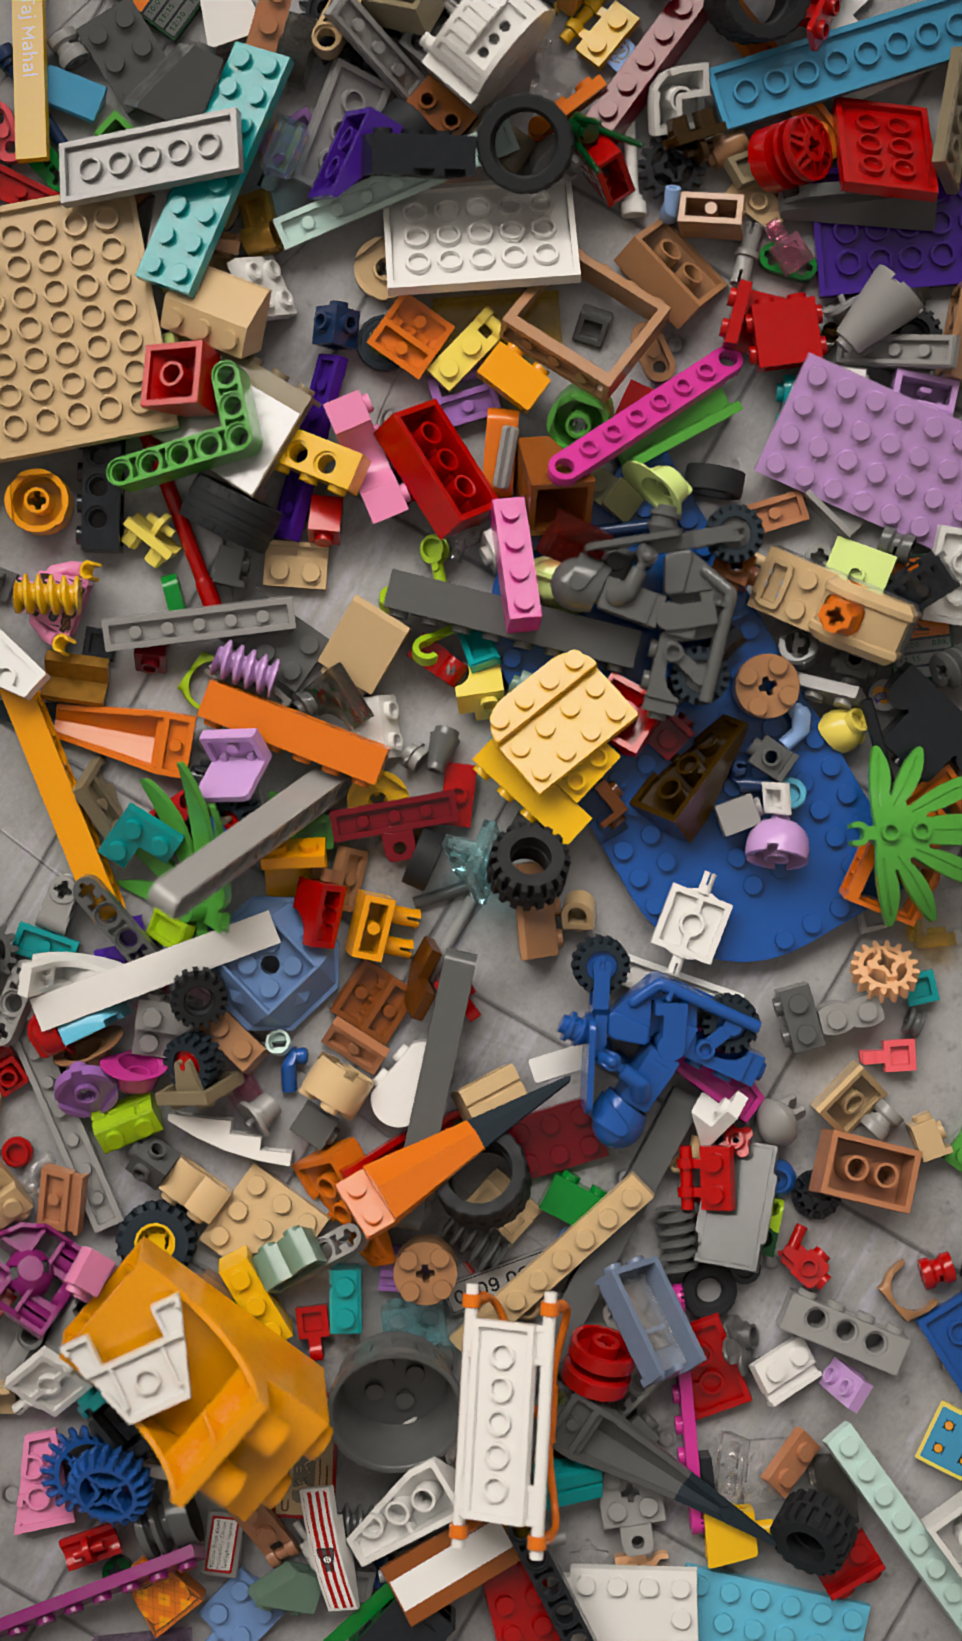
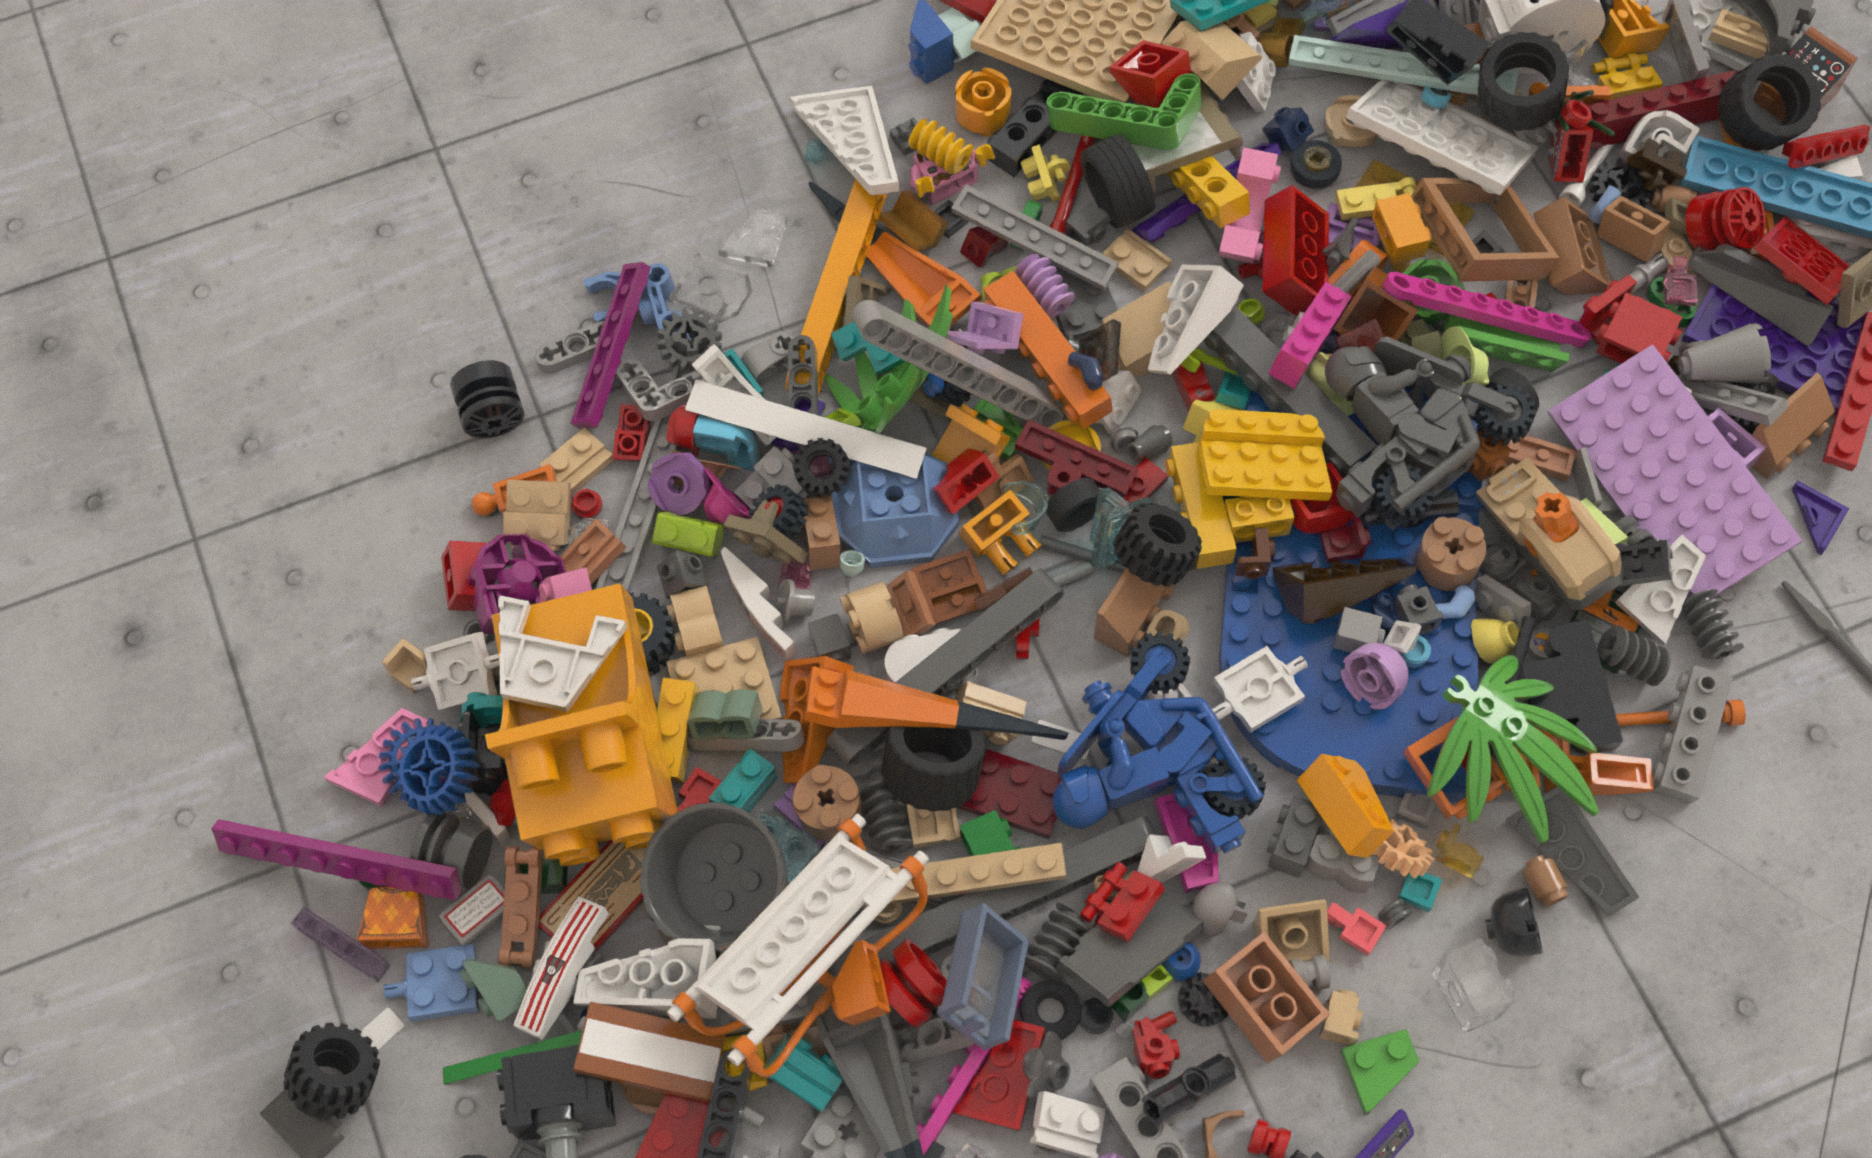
camera: 30 degrees right, 25 degrees down
(90, 1546) = (374, 829): red hips -> none
(289, 1066) = (845, 586): blue arm -> none
(325, 520) = (1182, 239): red brick -> none
(352, 739) = (1089, 368): none -> dark blue arm
(394, 879) = (1035, 496): none -> clear light blue helmet
(403, 614) = (1198, 303): none -> white wedge
(411, 334) = (1342, 162): orange slope -> none
(446, 193) = (1435, 97): none -> medium azure tile
(472, 435) = (1340, 247): none -> dark grey piece
(573, 1410) = (860, 986): none -> orange slope
(595, 143) = (1576, 114): none -> red tile
(744, 1136) = (1173, 893): red plate -> none
(827, 974) = (1347, 803): none -> light orange wedge
(852, 1300) = (1188, 1088): none -> black piece

